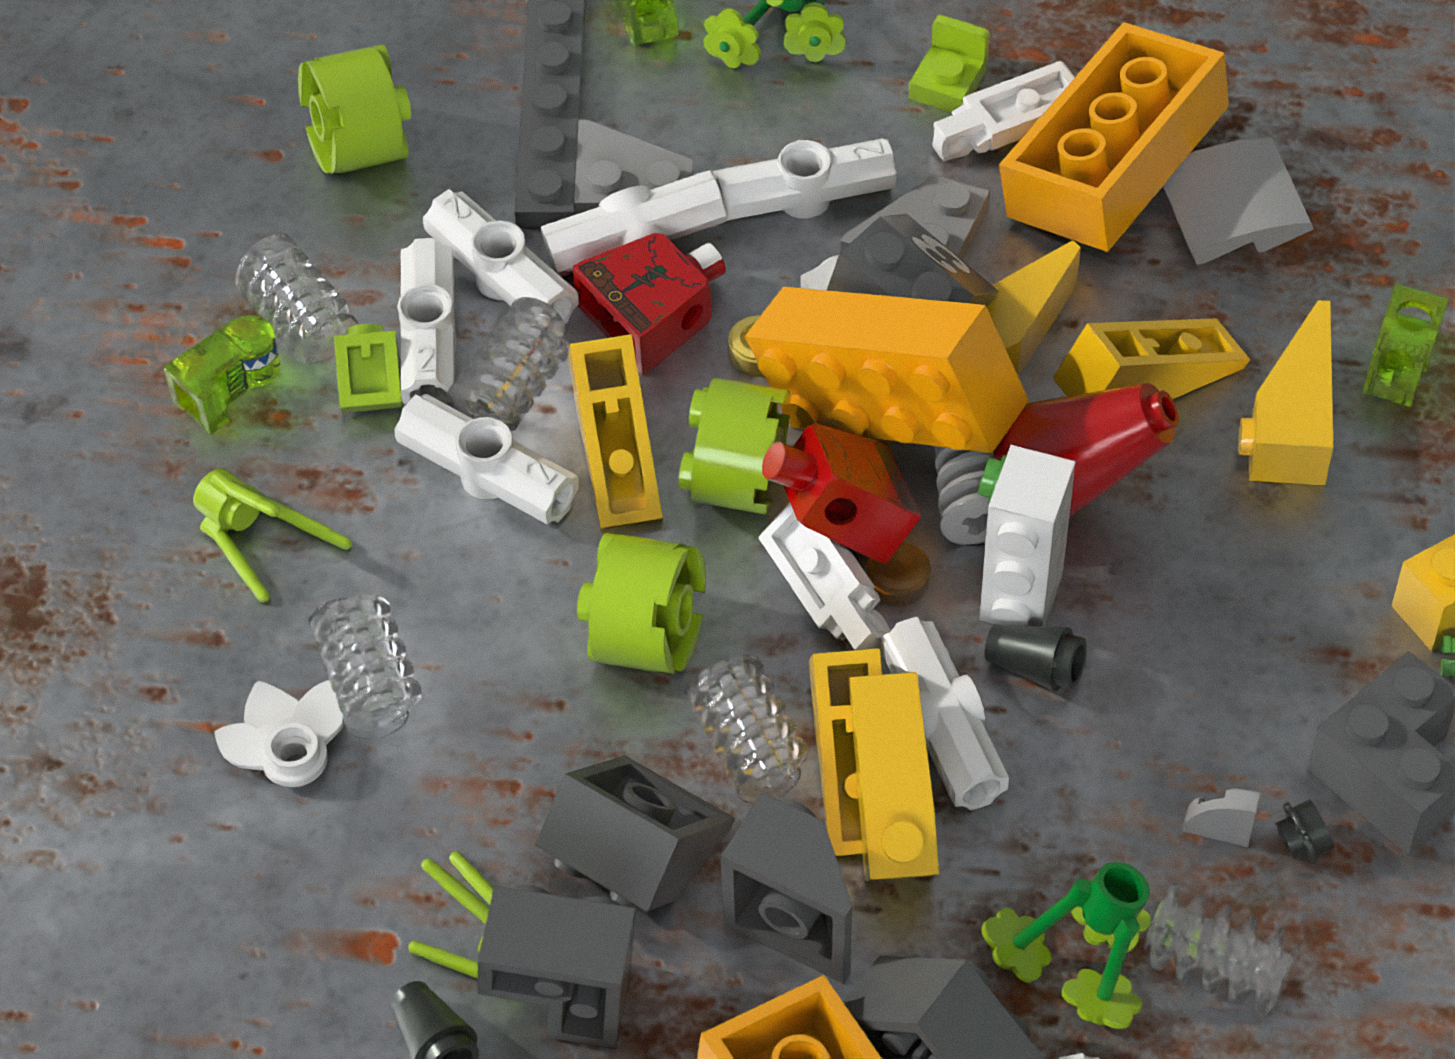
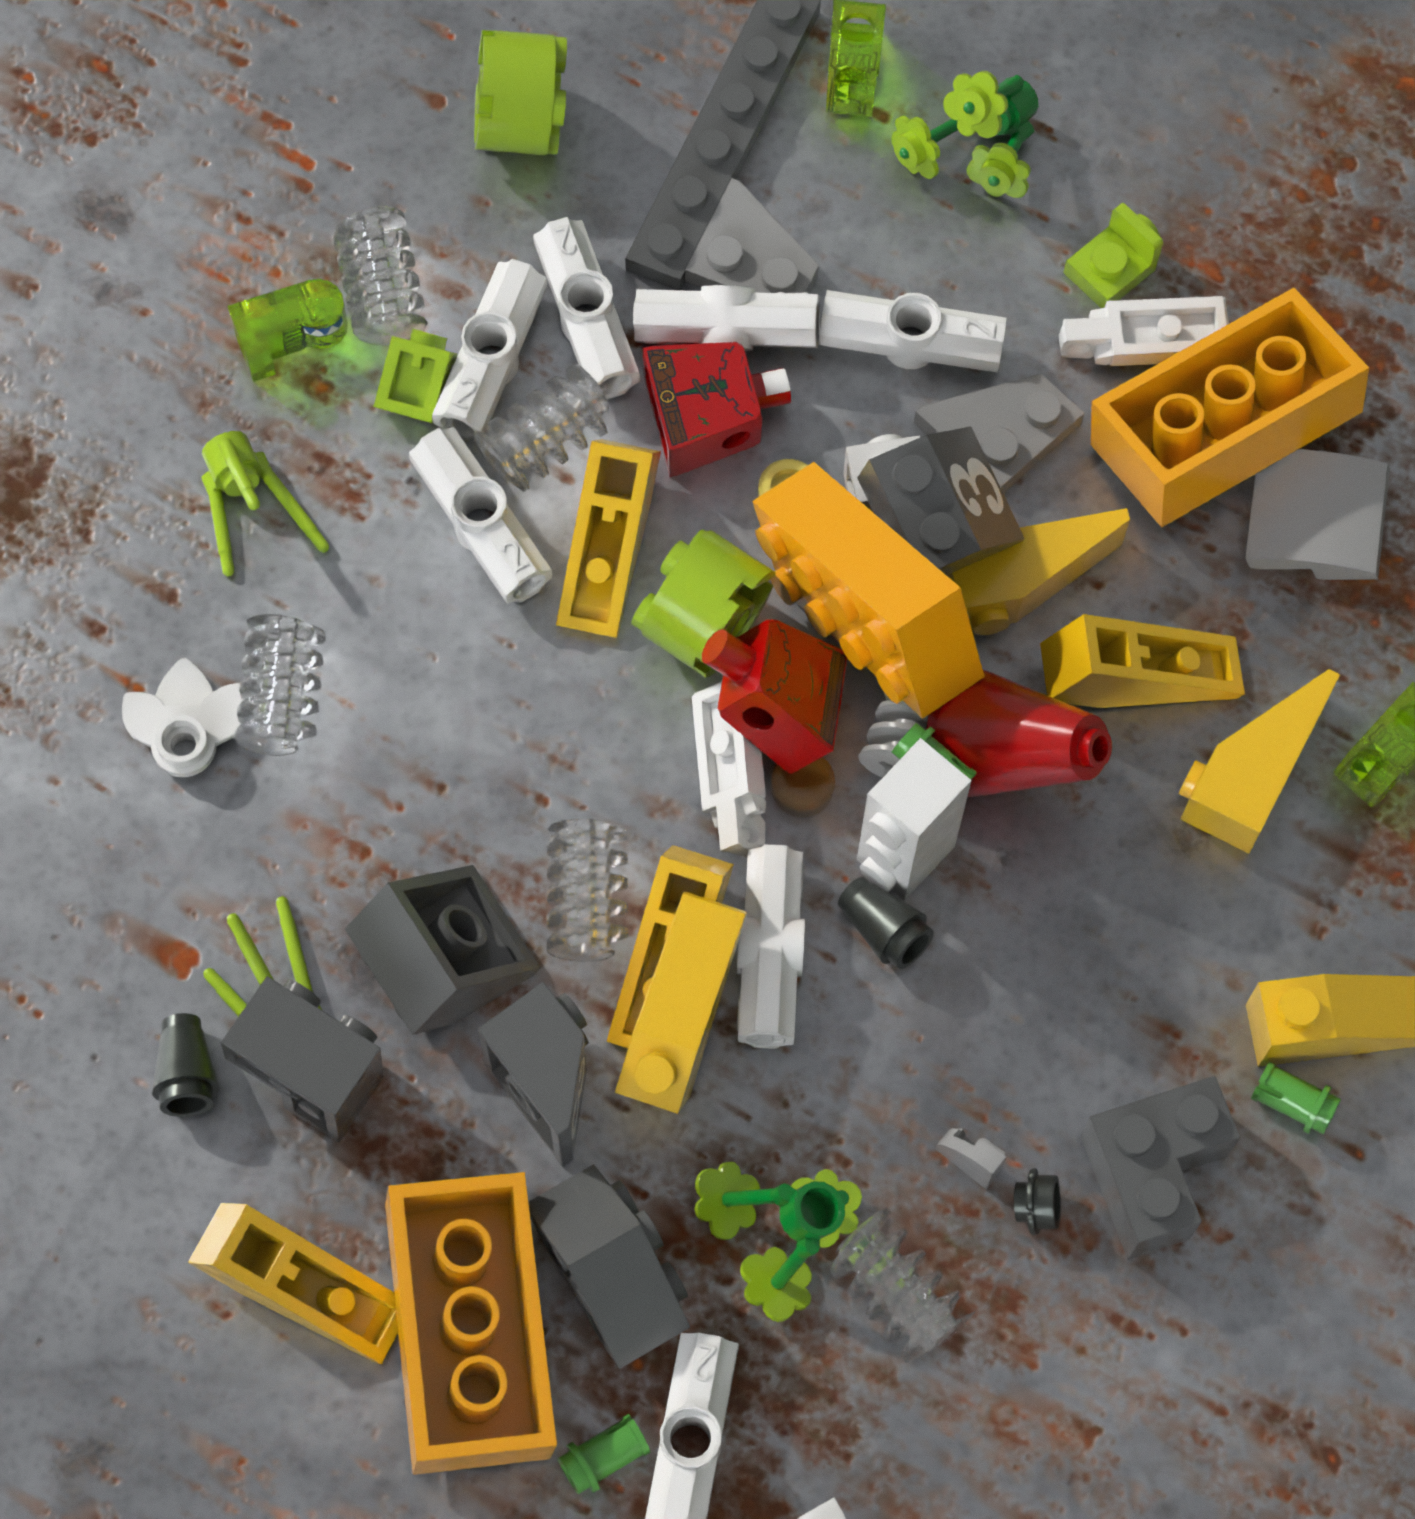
camera: 20 degrees right, 15 degrees up
(643, 603) = (546, 730): lime brick -> none

